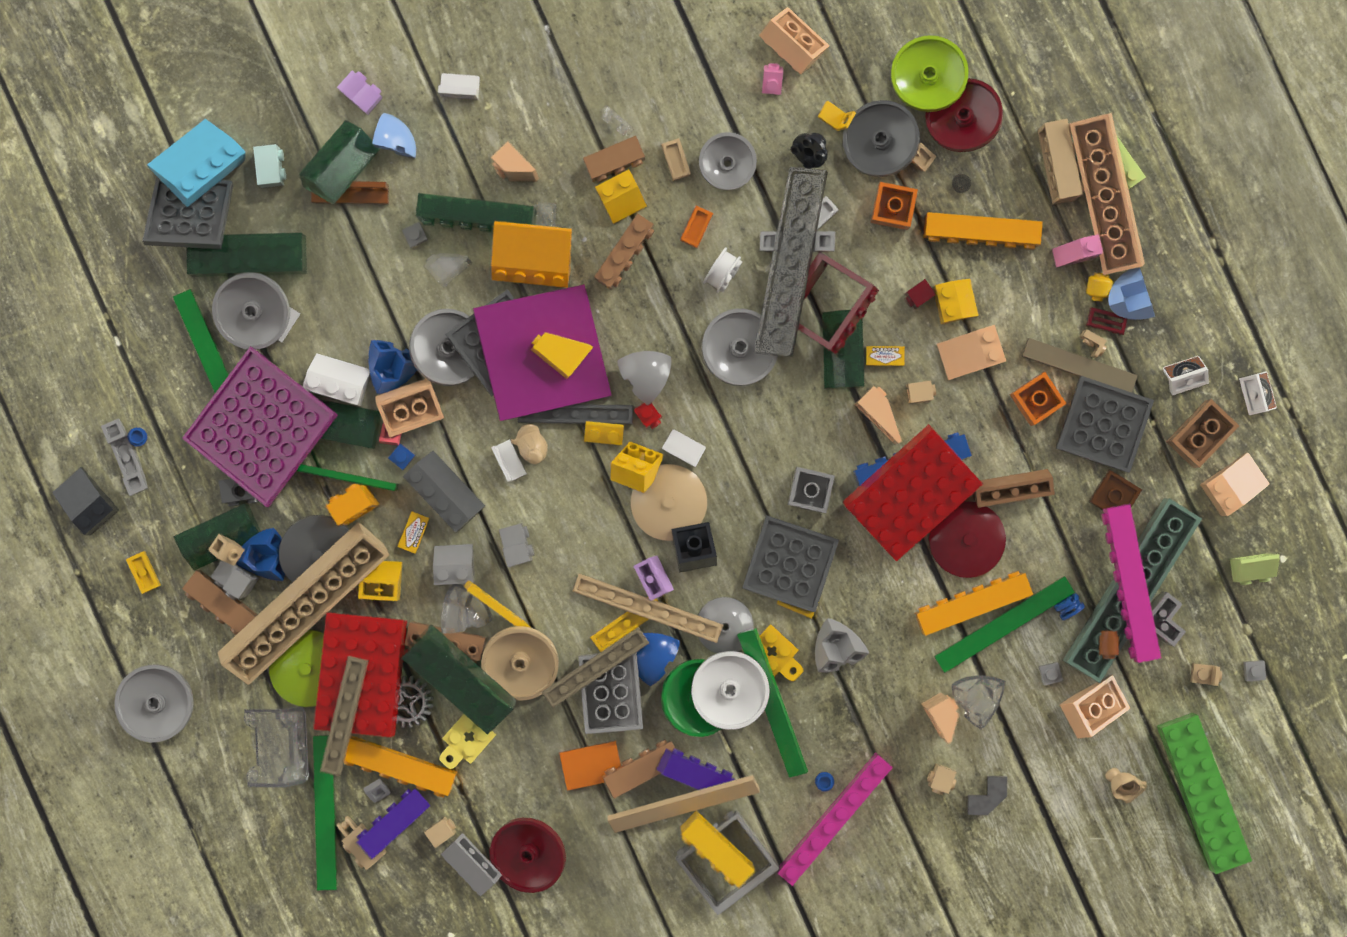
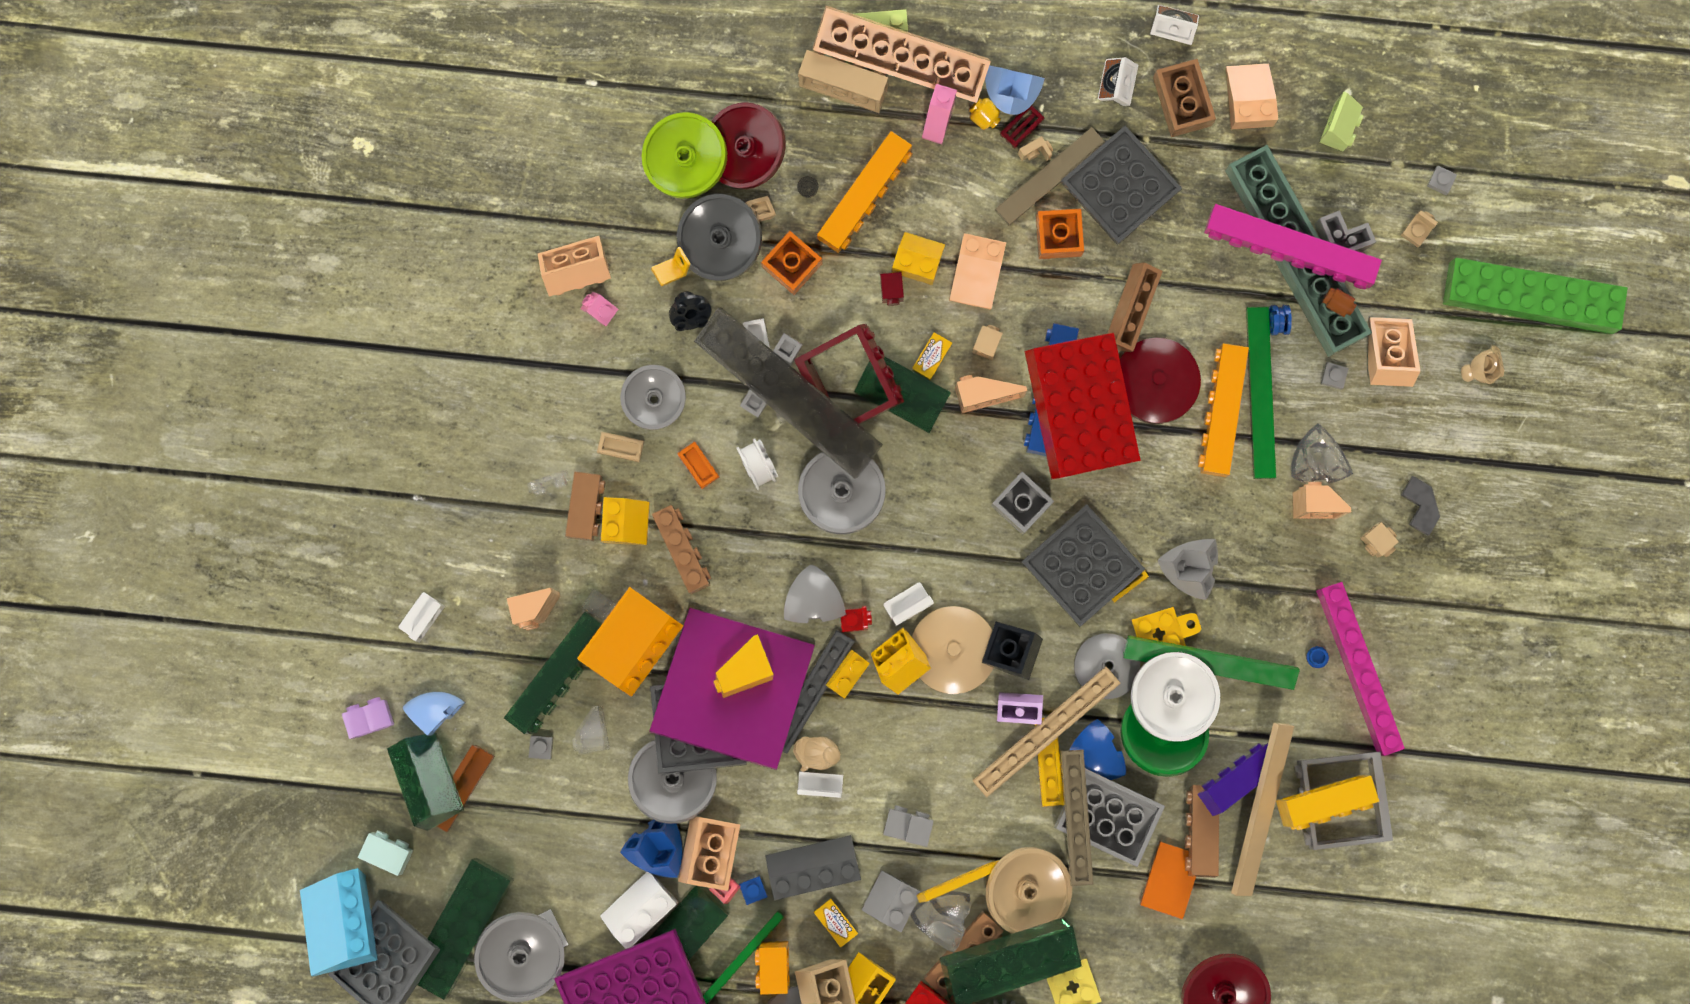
camera: 60 degrees left, 5 degrees down
(1114, 492) = (1192, 213): reddish brown tile -> none

